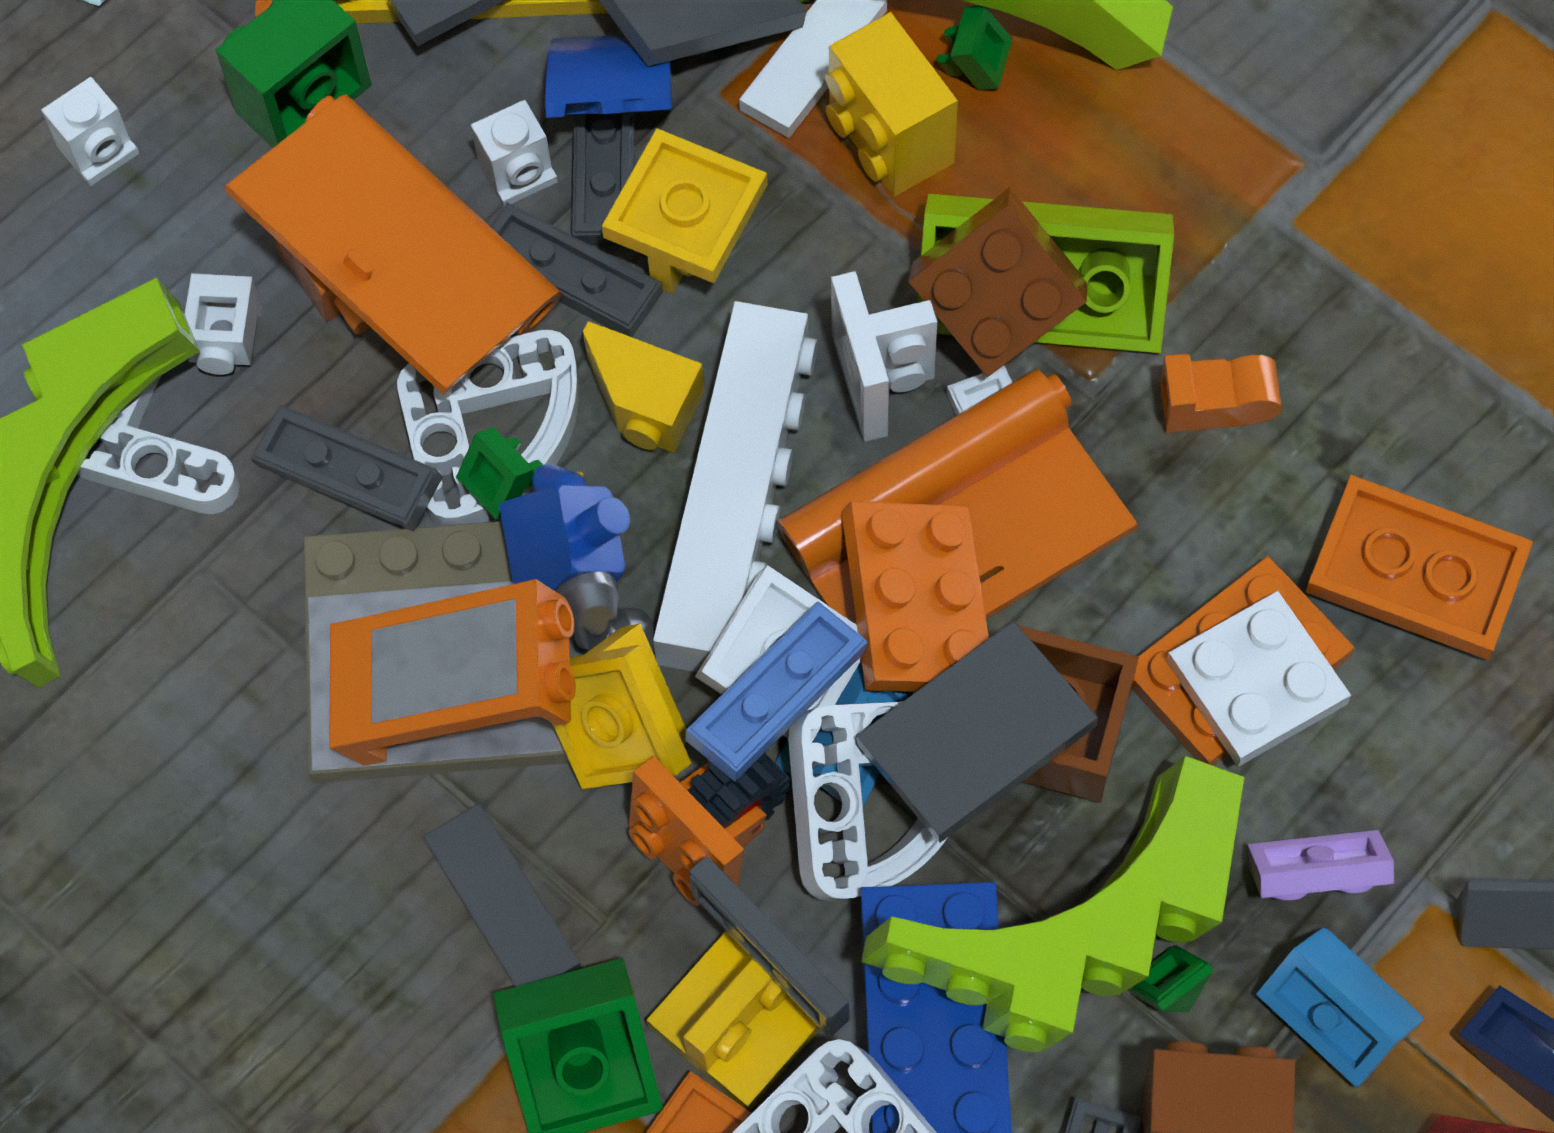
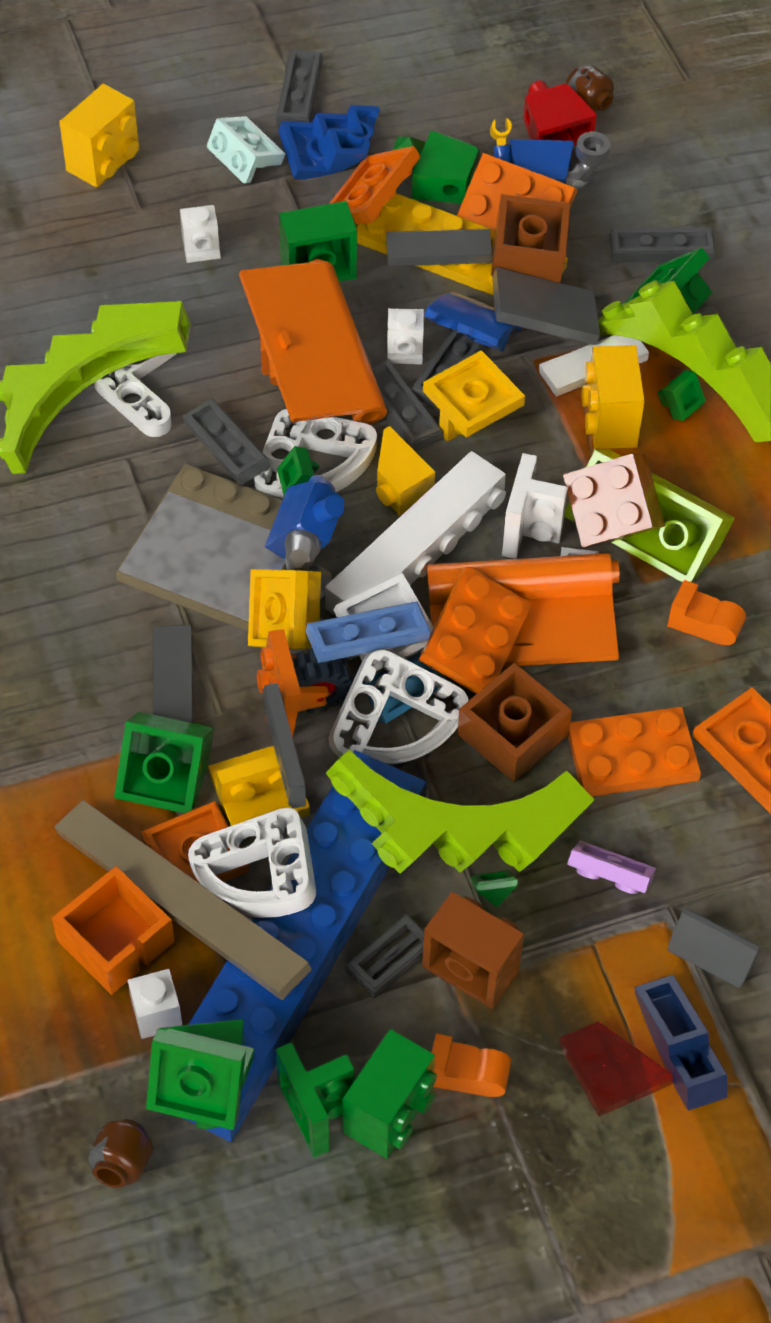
camera: 25 degrees right, 10 degrees down
(222, 320) = (206, 352): white brick -> none
(449, 668) = (210, 543): panel -> none
(976, 731) = (460, 701): dark grey tile -> none
(1258, 678) = (634, 758): white plate -> none
(1339, 1005) = (578, 940): dark azure panel -> none

